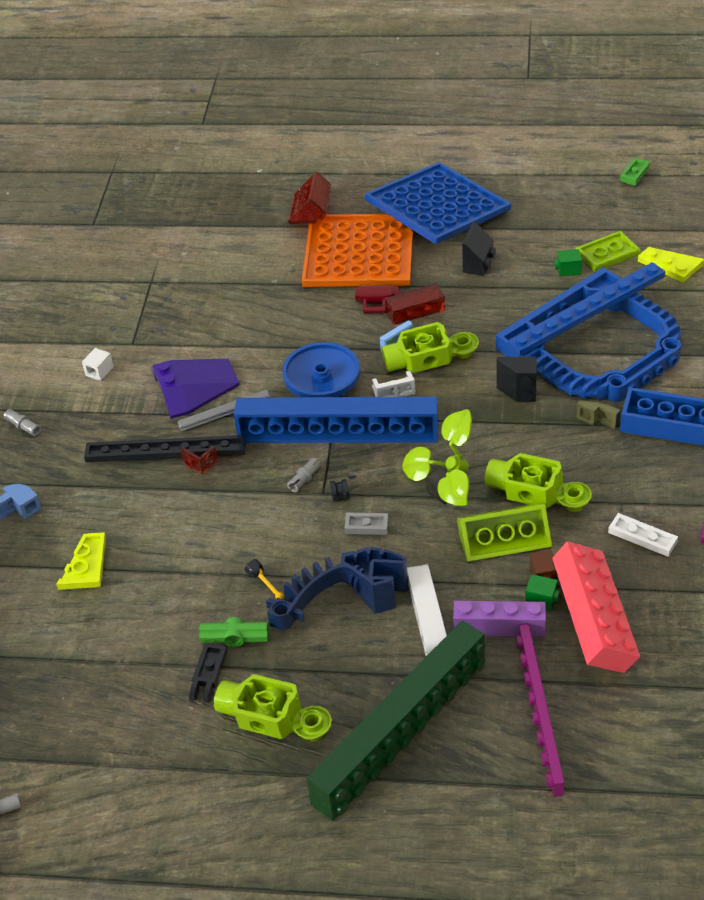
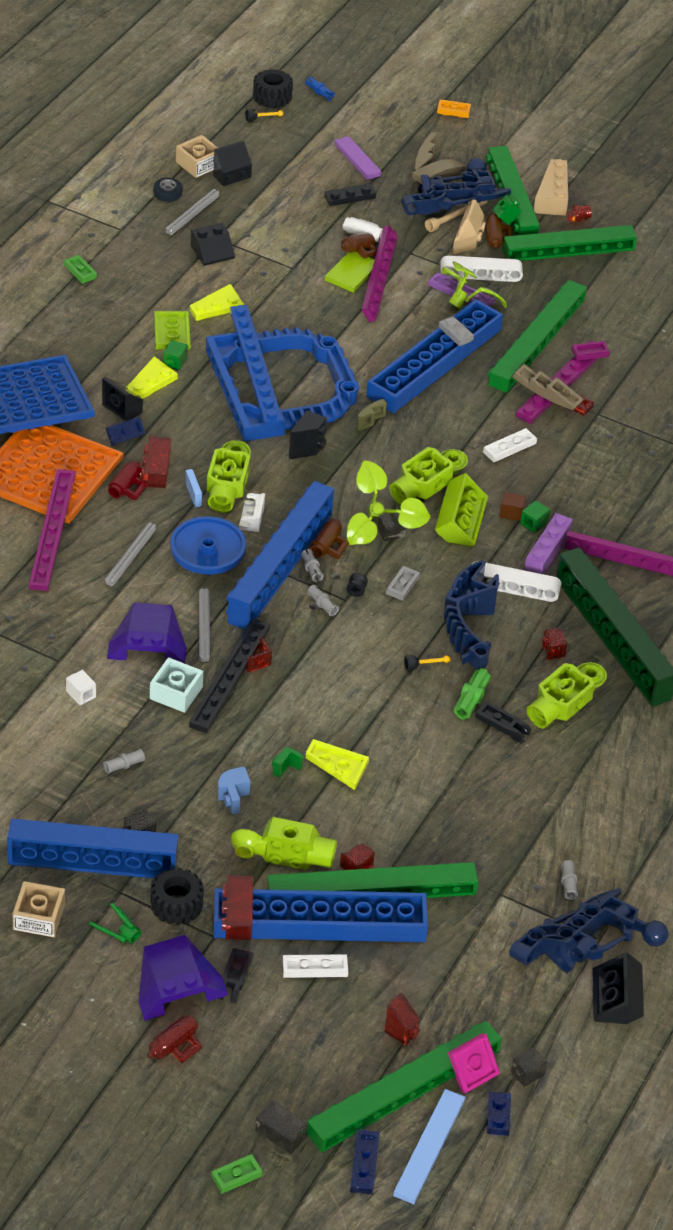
camera: 75 degrees left, 0 degrees up
(67, 523) = (285, 759): none -> green bracket
(125, 416) = (176, 685): none -> light aqua brick
(277, 275) = (52, 530): none -> magenta plate
(288, 333) = (130, 554): none -> light grey axle
(348, 450) = (312, 565): none -> light grey pin
(349, 675) = (554, 643): none -> clear red brick
(391, 446) = (326, 538): none -> reddish brown piece
(441, 271) = (125, 430): none -> clear blue plate
(527, 263) = (152, 378): none -> neon yellow wing
(595, 608) = (572, 491): coral brick -> none

